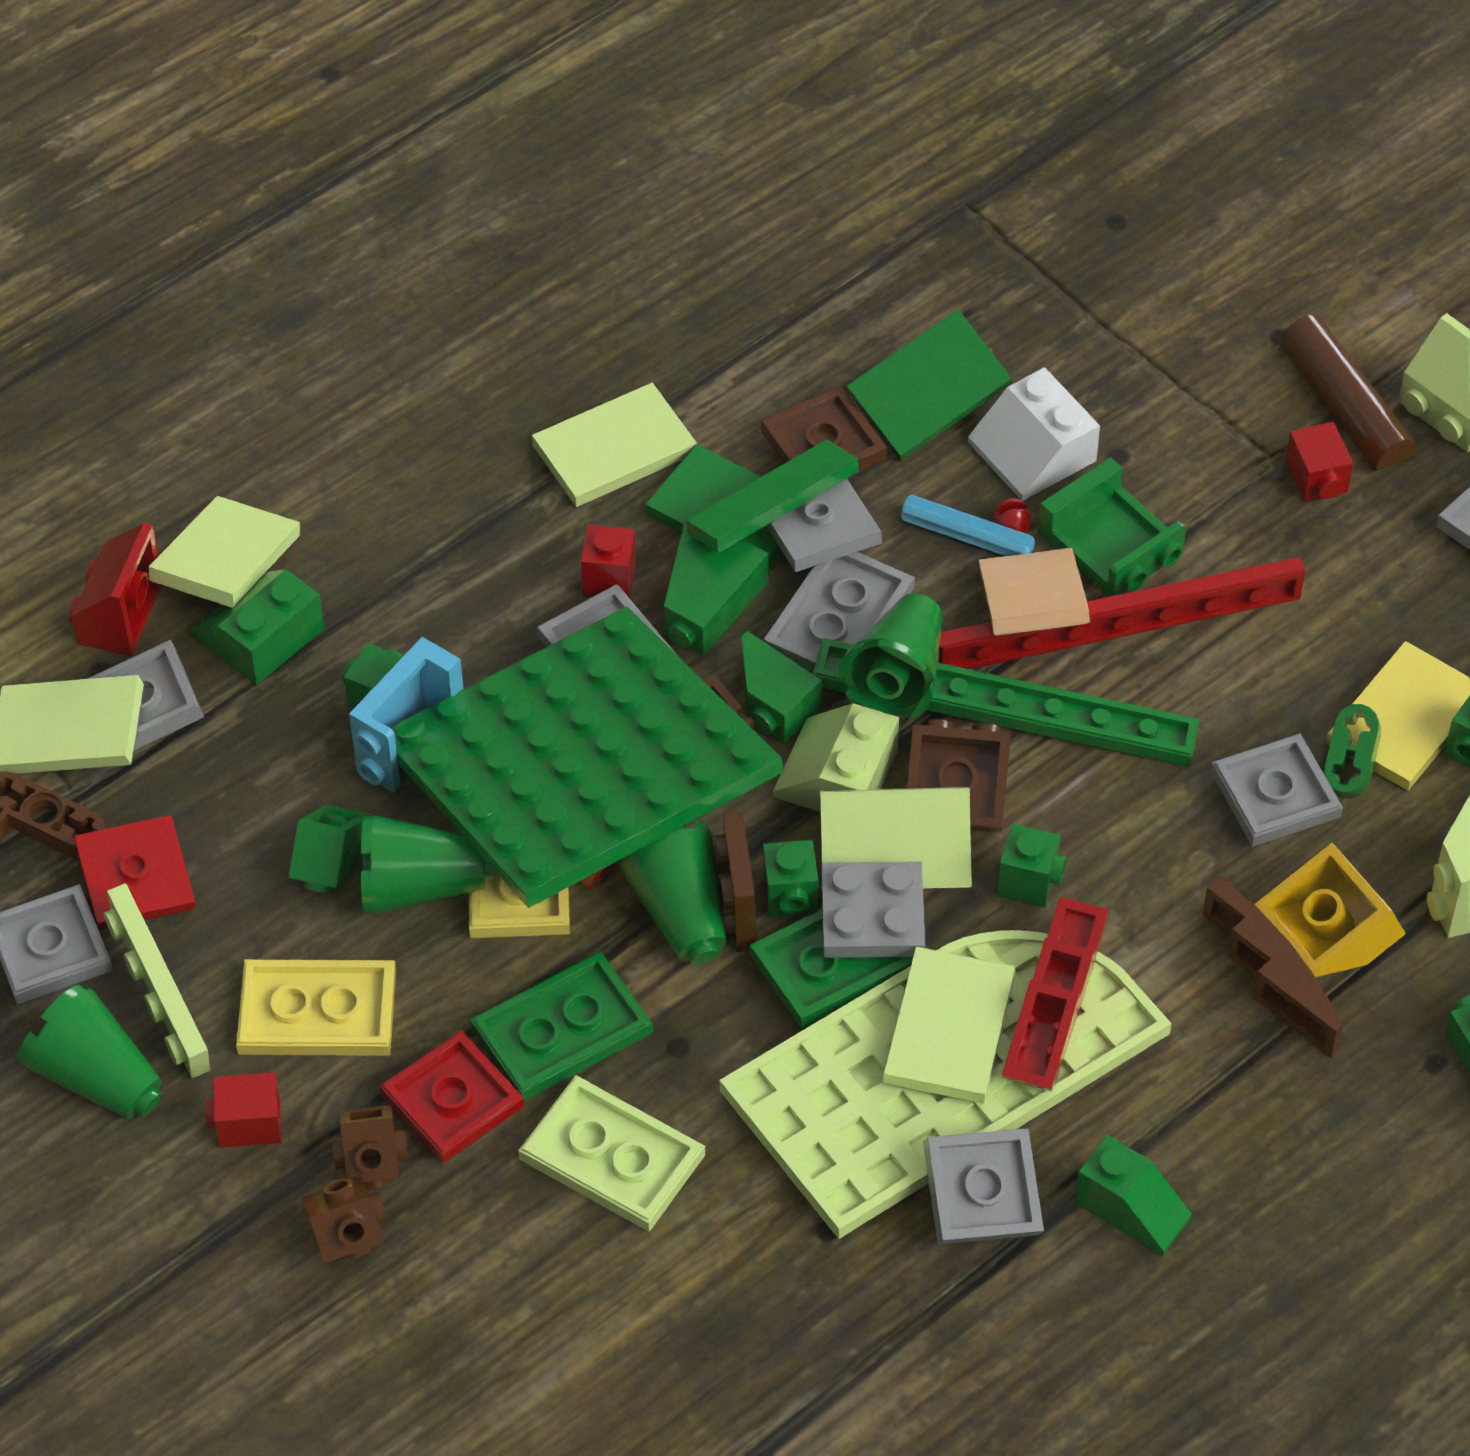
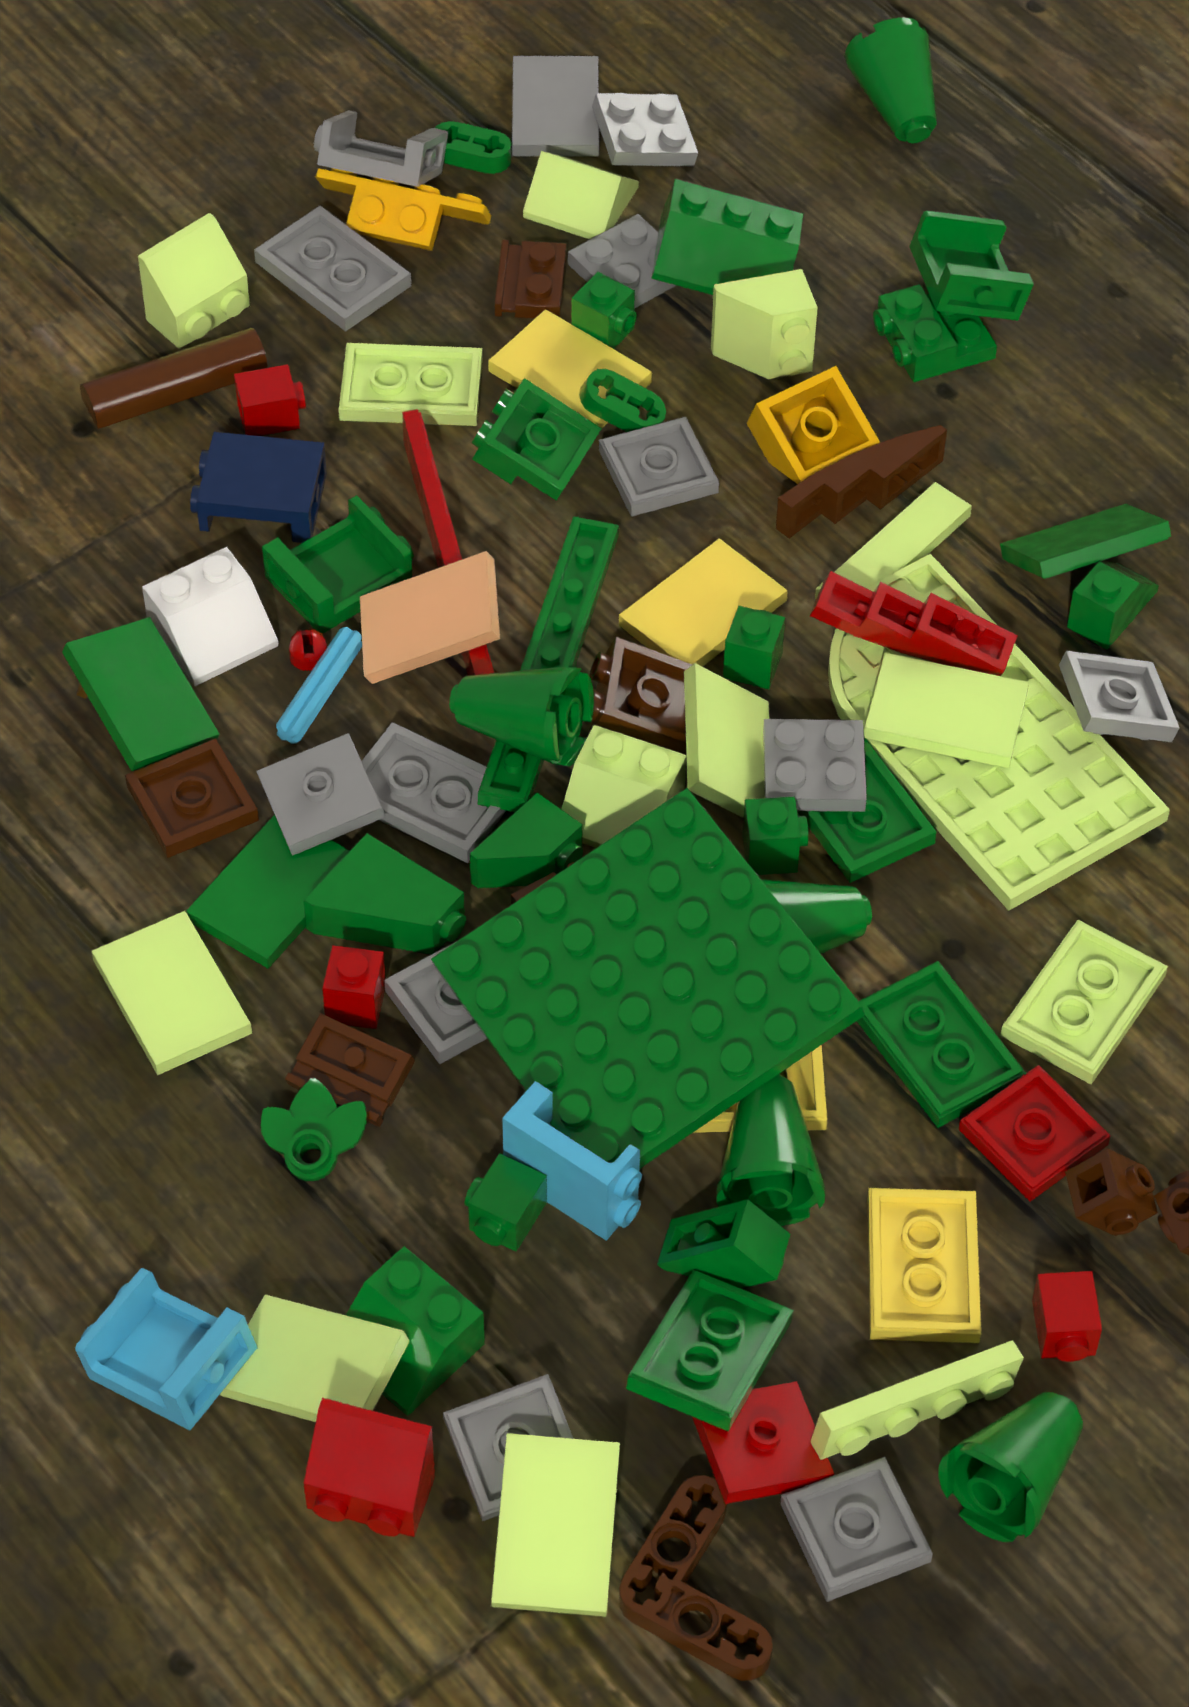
camera: 90 degrees left, 0 degrees up
(221, 831) = (710, 1350): none -> green tile
(245, 456) = (164, 1350): none -> medium azure panel
(461, 545) = (313, 1124): none -> green plate
(526, 569) = (351, 1066): none -> reddish brown plate
(736, 881) = (796, 854): reddish brown plate -> none
(772, 496) = (295, 823): green tile -> none
(1104, 836) = (696, 604): none -> light yellow tile
(1194, 1005) = (907, 537): none -> yellowish green tile
(1199, 1165) = (1085, 541): none -> green tile
(1204, 465) = (261, 481): none -> dark blue panel
(1291, 678) = (534, 439): none -> green plate
(1371, 584) = (393, 379): none -> yellowish green tile

